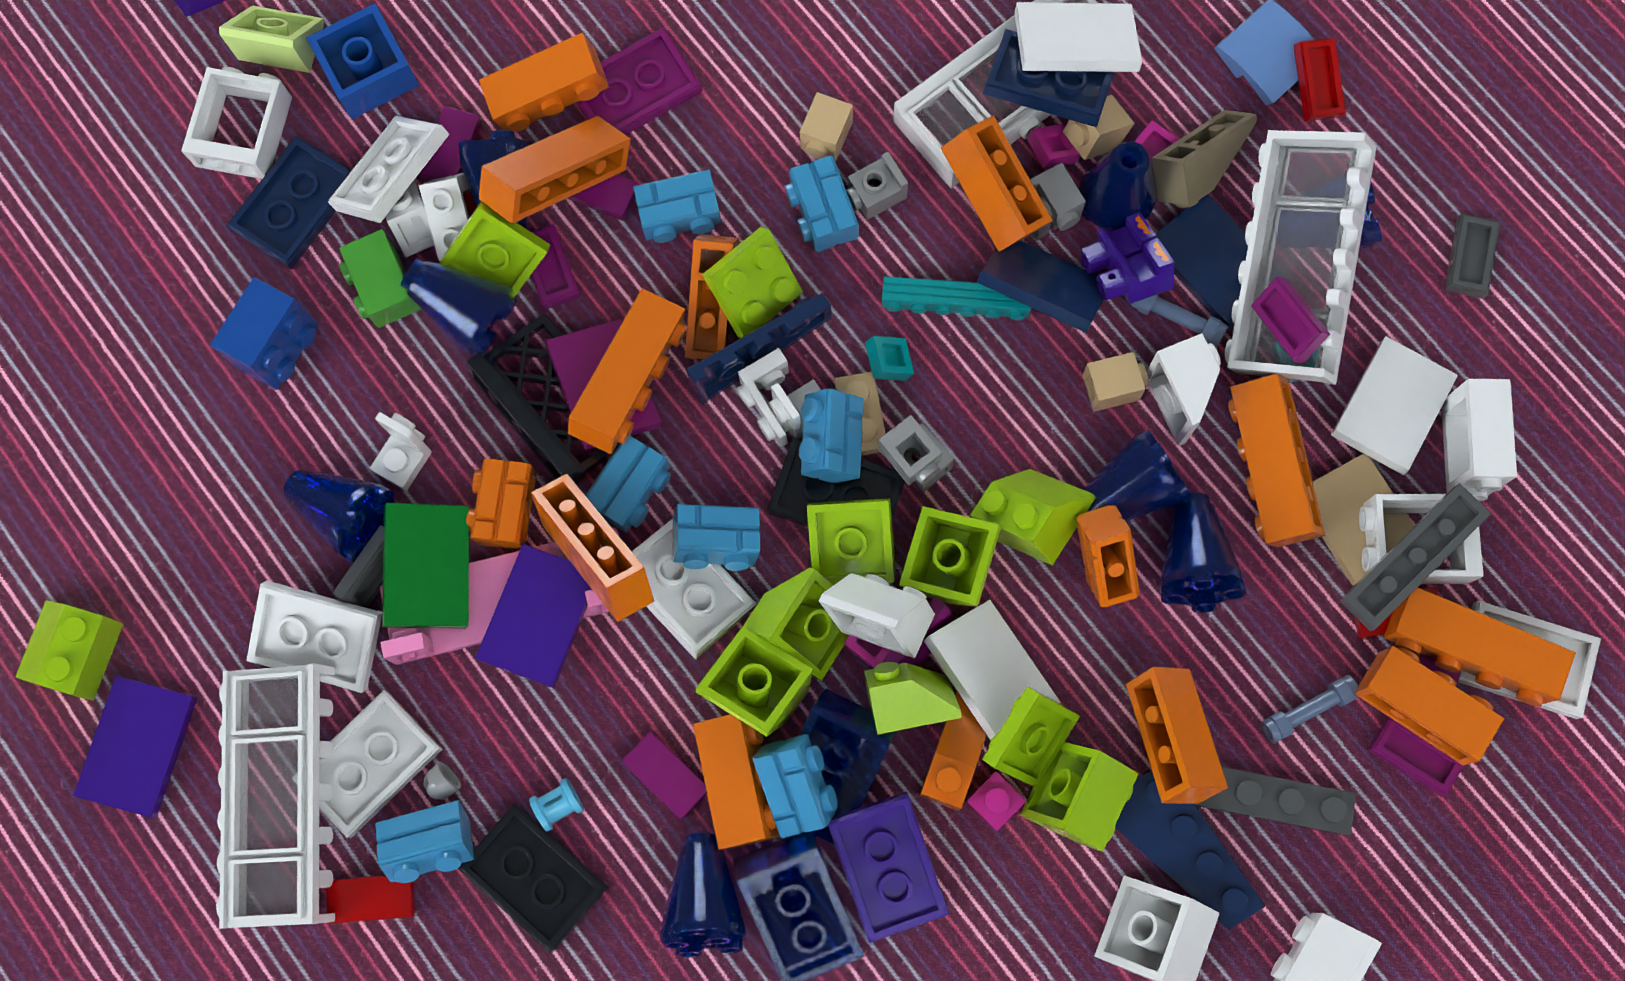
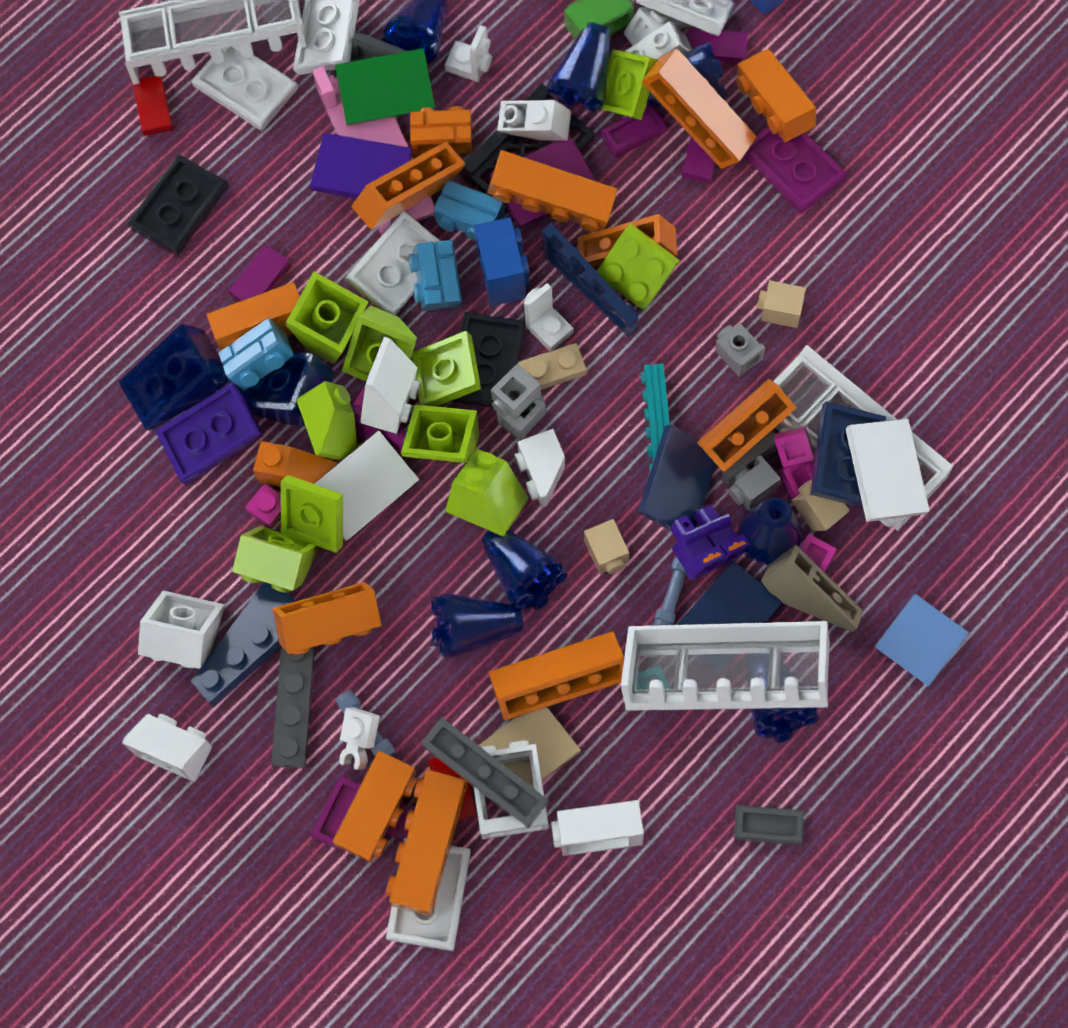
camera: 80 degrees right, 5 degrees down
(424, 842) = (191, 127): dark azure brick -> none
(441, 782) = (237, 132): light grey hinge -> none
(522, 376) = (535, 119): none -> white slope
(556, 804) = (228, 207): medium azure bush -> none
(677, 206) = (696, 208): dark azure brick -> none
(702, 902) = (166, 307): clear blue cone -> none
(713, 448) = (502, 261): none -> blue brick
(759, 375) = (568, 289): white bracket -> none
(822, 203) = (715, 310): dark azure brick -> none
(831, 436) = (523, 339): dark azure brick -> none
(889, 358) = (598, 378): teal plate -> none
(994, 441) = (543, 462): none -> white slope
(1027, 137) = (794, 446): none -> dark pink plate
(1108, 556) = (458, 550): orange brick -> none
(1182, 383) = (606, 594): white slope -> none
(1290, 320) = (667, 658): magenta tile -> none
(1319, 79) = (902, 681): red tile -> none
(1325, 715) = (359, 732): none -> white plate
(1394, 405) = (623, 767): white tile -> none

